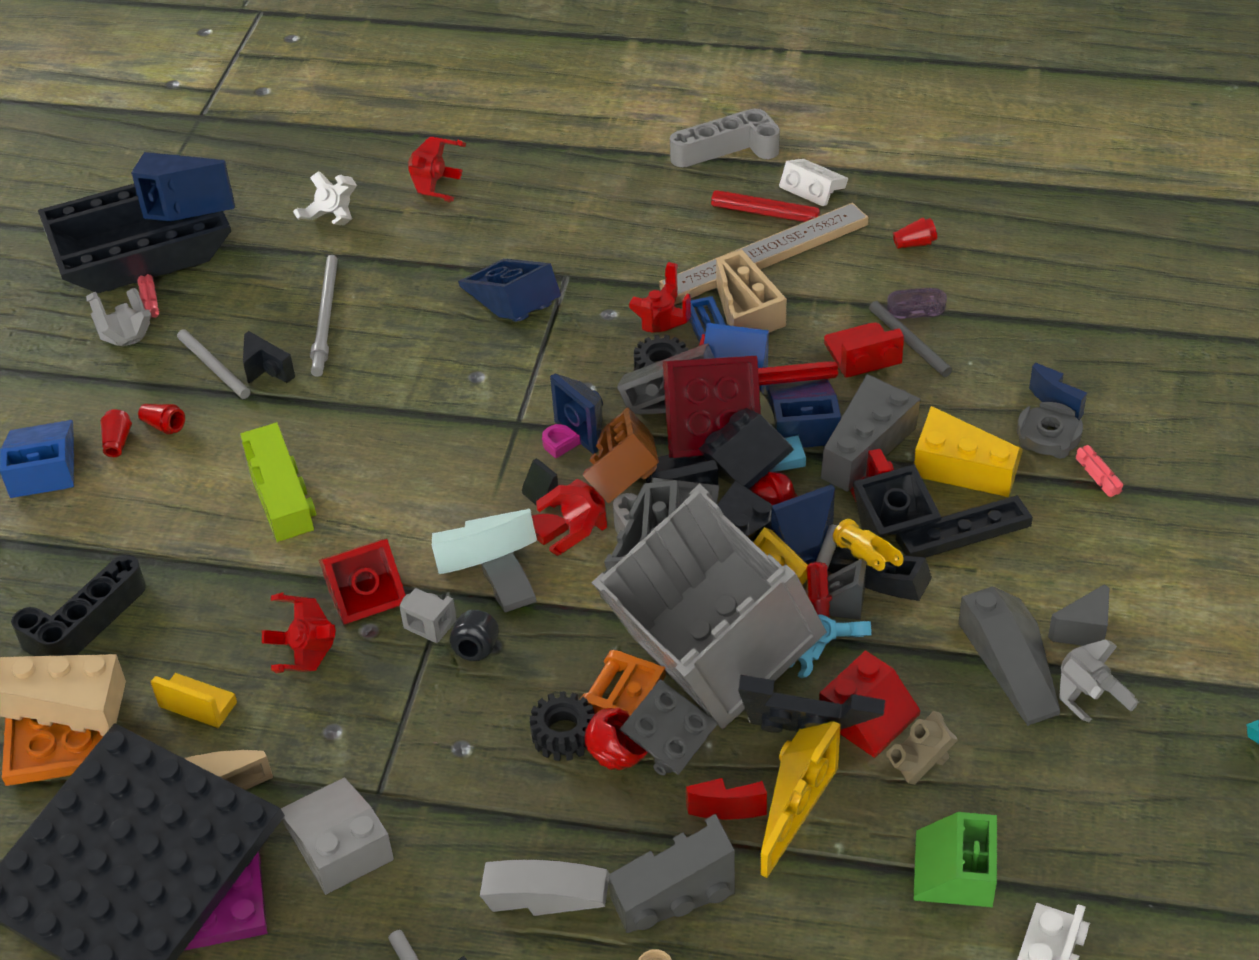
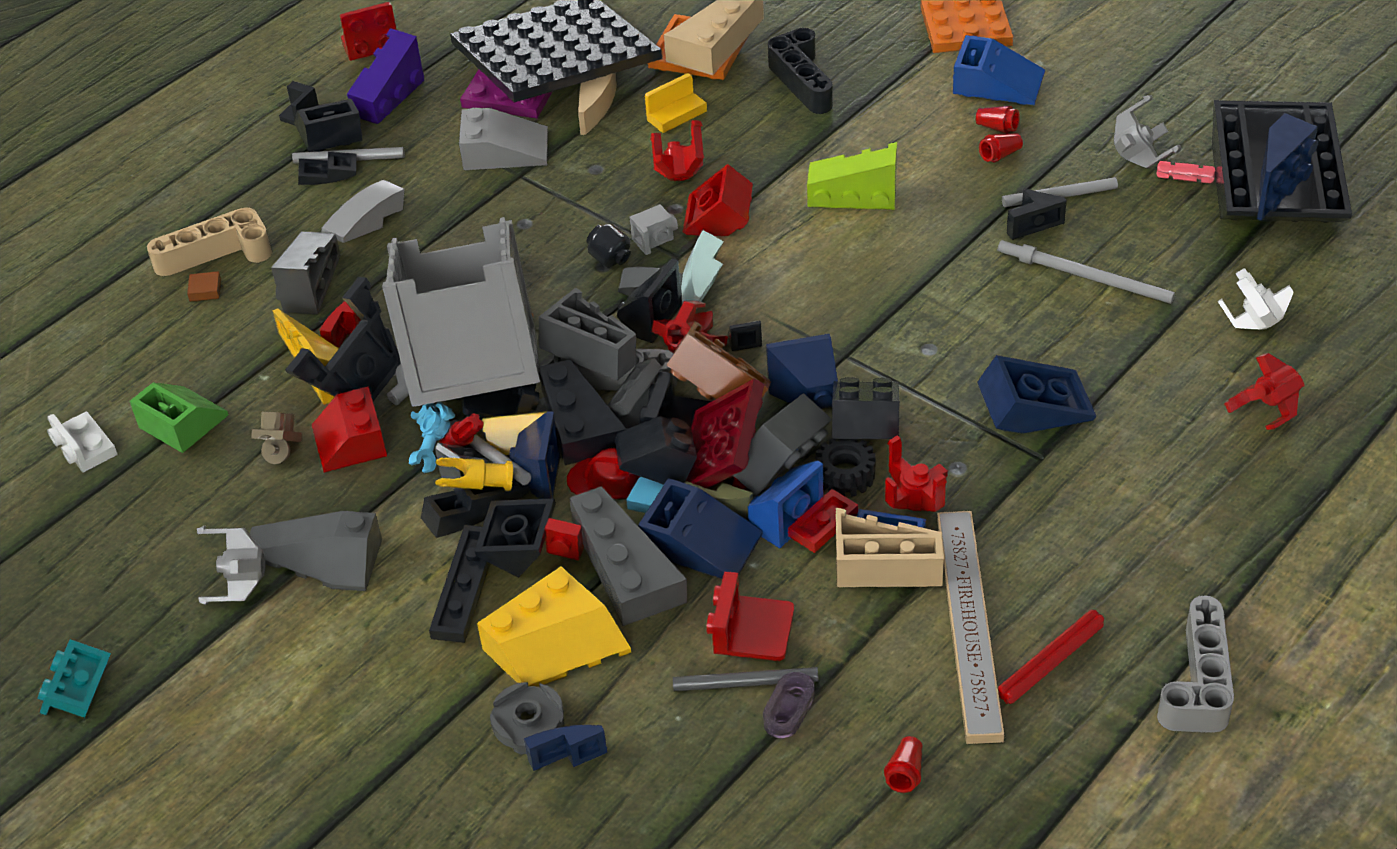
camera: 120 degrees right, 0 degrees up
(550, 547) = (653, 300): none -> black slope
(602, 353) = (865, 409): none -> black brick
(797, 373) = (738, 519): red axle -> none
(811, 181) = (1073, 719): white bracket -> none
(1082, 620) = (295, 605): dark grey slope -> none
(1099, 471) = (447, 727): coral axle -> none

